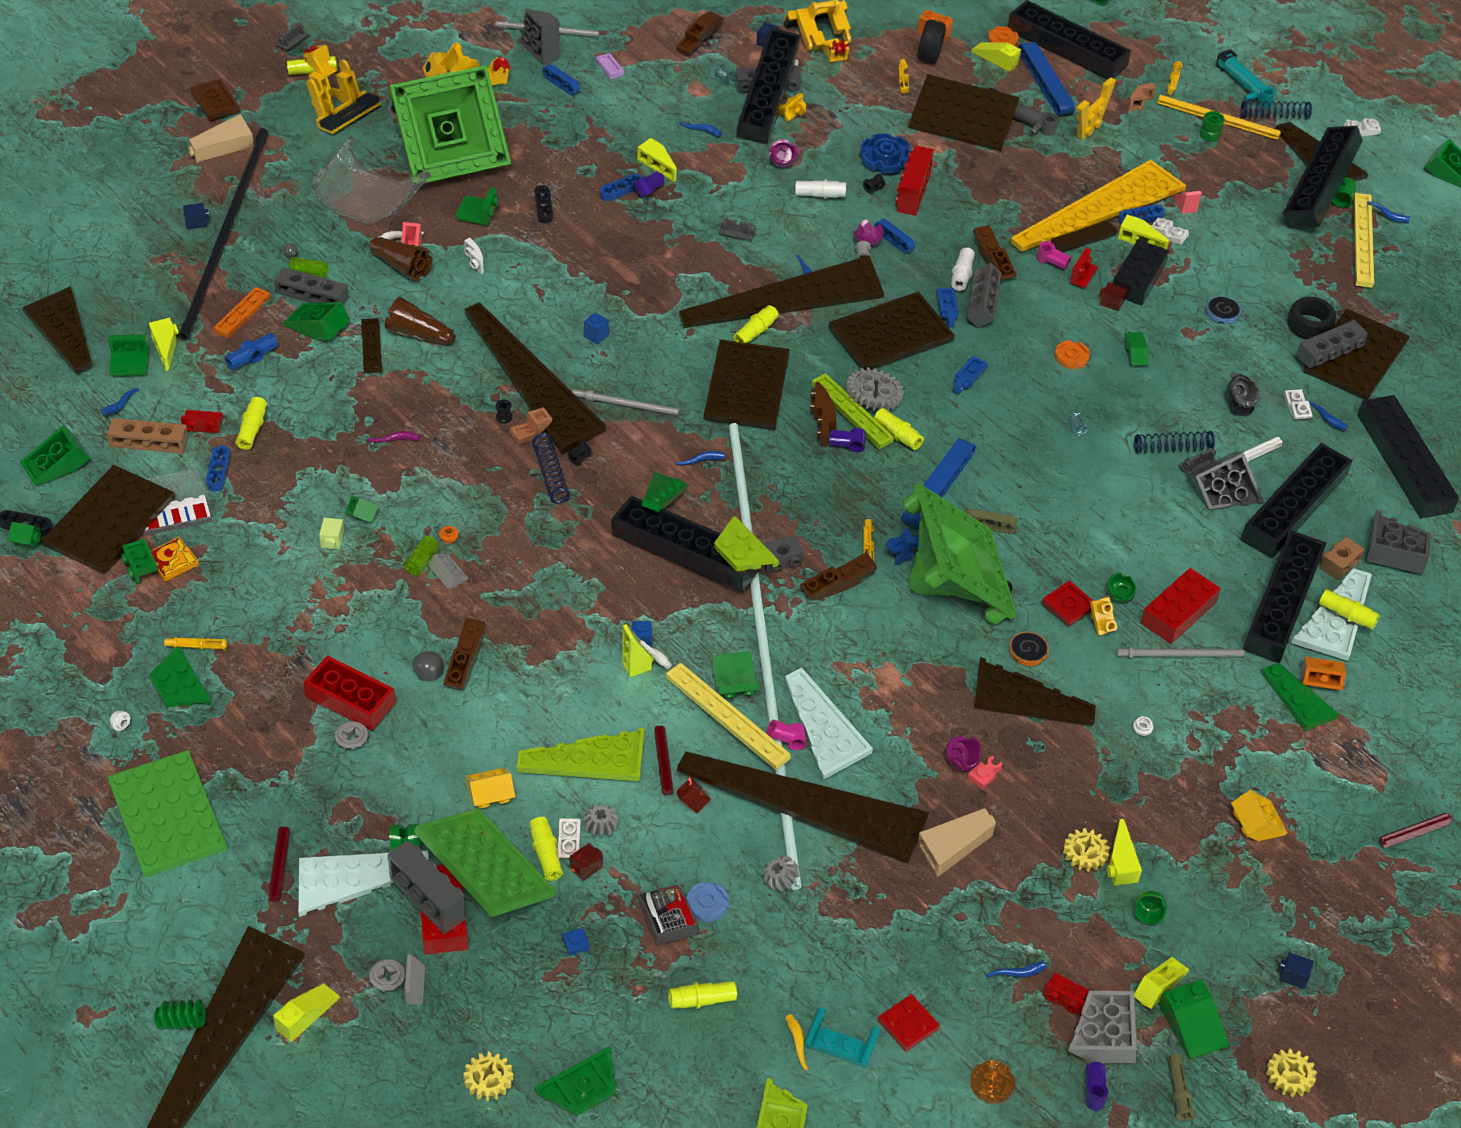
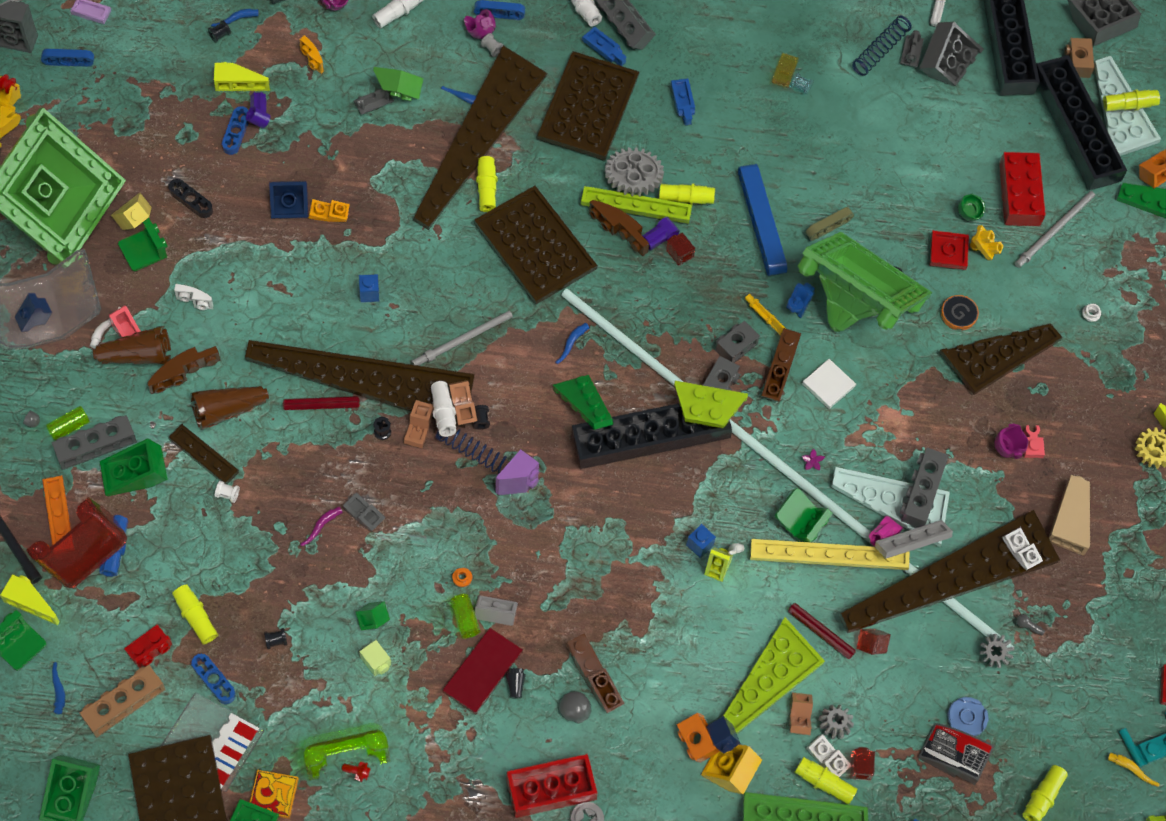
camera: 45 degrees left, 15 degrees up
(225, 552) = (368, 735): none -> clear neon green windscreen
(226, 326) = (83, 547): none -> clear red windscreen
(240, 588) = (361, 771): none -> red plate
(283, 474) = (275, 638): none -> black bush
(359, 375) = (227, 491): none -> white bush
(361, 192) = (32, 312): none -> dark blue brick
(393, 597) = (482, 671): none -> dark red tile
(406, 618) = (515, 682): none -> black cone
(416, 285) = (175, 370): none -> reddish brown slope
(431, 449) = (363, 512): none -> dark grey slope
(483, 371) = (321, 403): none -> dark red axle
(487, 748) = (688, 729): none -> orange brick
(495, 179) = (132, 212): none -> light yellow slope
(504, 756) = (723, 735): none -> dark blue brick
(553, 423) = (443, 409): none -> white piece
(557, 498) = (518, 475): none -> medium lavender slope
(575, 432) = (462, 402): none -> nougat slope
(583, 796) = (800, 713): none -> nougat slope
(606, 244) = (288, 199): none -> dark blue slope
(626, 271) = (329, 212): none -> light orange slope
(679, 126) = (219, 31): none -> black bush
(725, 178) = (314, 57): none -> light orange slope
(763, 226) = (399, 83): none -> bright green slope
(790, 652) = (812, 460): none -> magenta plant
(800, 748) = (913, 539): none -> light grey plate
(822, 541) = (740, 332): none -> dark grey brick
(829, 876) = (1024, 621): none -> dark grey piece
(851, 457) = (680, 248): none -> clear red brick
(851, 726) = (936, 463): none -> dark grey brick
(864, 618) = (829, 384): none -> white tile
(882, 822) = (1021, 549): none -> white slope
(1072, 354) = (733, 20): orange tile -> none
(1080, 405) = (785, 70): none -> clear yellow slope

